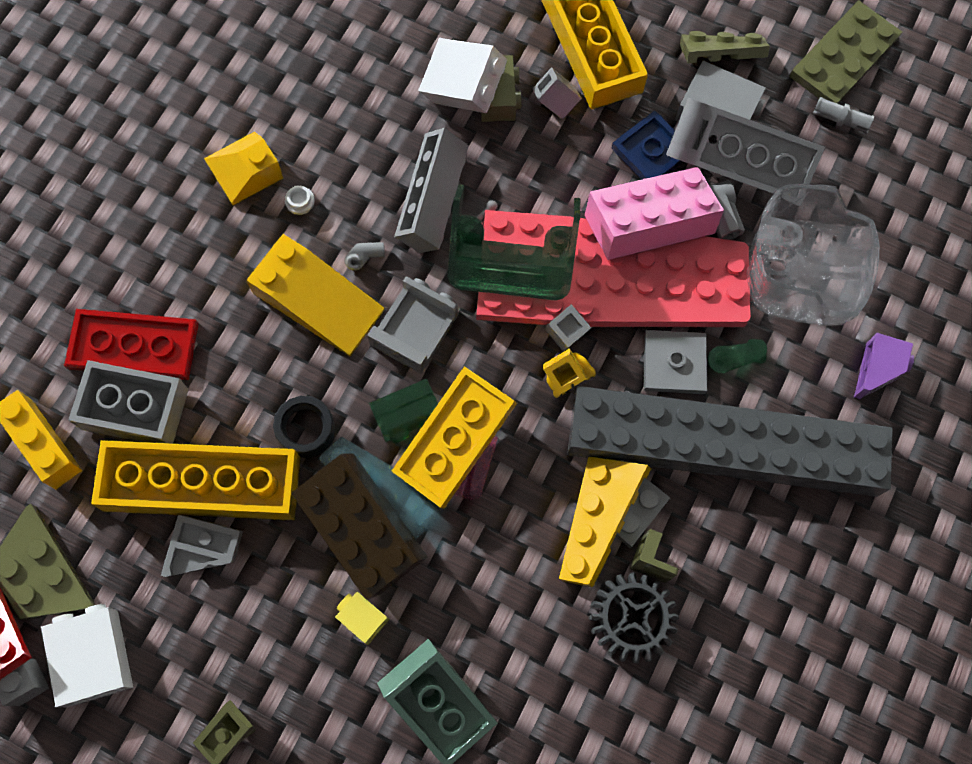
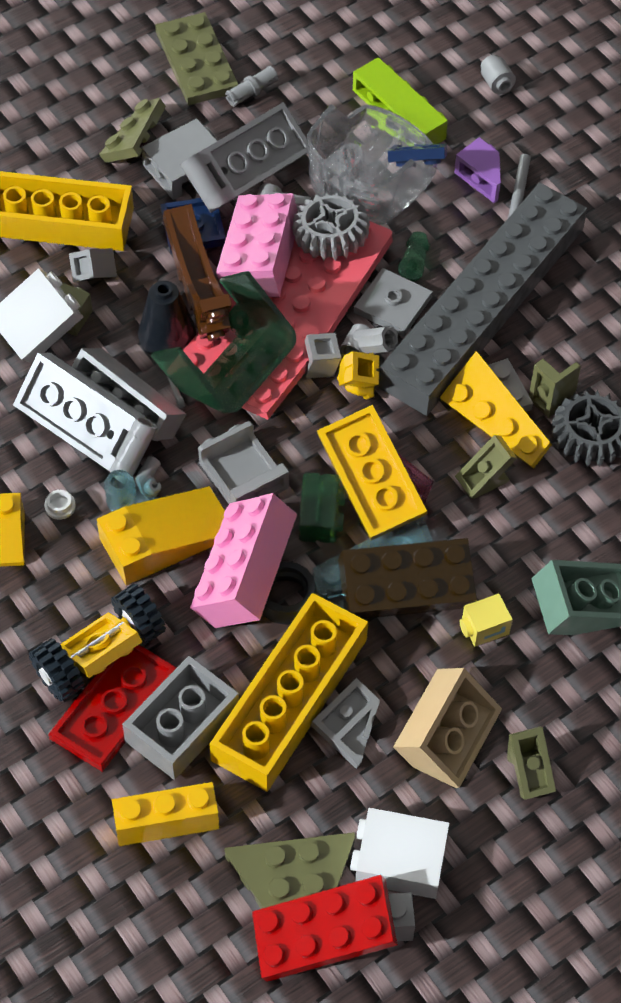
camera: 60 degrees left, 15 degrees down
(168, 300) = (98, 643): none -> plate
(232, 636) = (448, 726): none -> tan slope
(303, 375) = (243, 561): none -> bright pink brick
(329, 238) = (119, 490): none -> clear light blue brick
(387, 169) = (85, 414): none -> hinge
(526, 182) = (165, 319): none -> black cone
(528, 538) = (487, 468): none -> olive slope
(601, 167) = (194, 270): none -> reddish brown arch
(607, 360) = (370, 340): none -> light grey piece
(721, 277) = (331, 226): none -> light grey gear
(843, 302) = (429, 153): none -> dark blue wing
(890, 410) = (520, 182): none -> light grey bar
(909, 253) = (382, 87): none -> lime brick

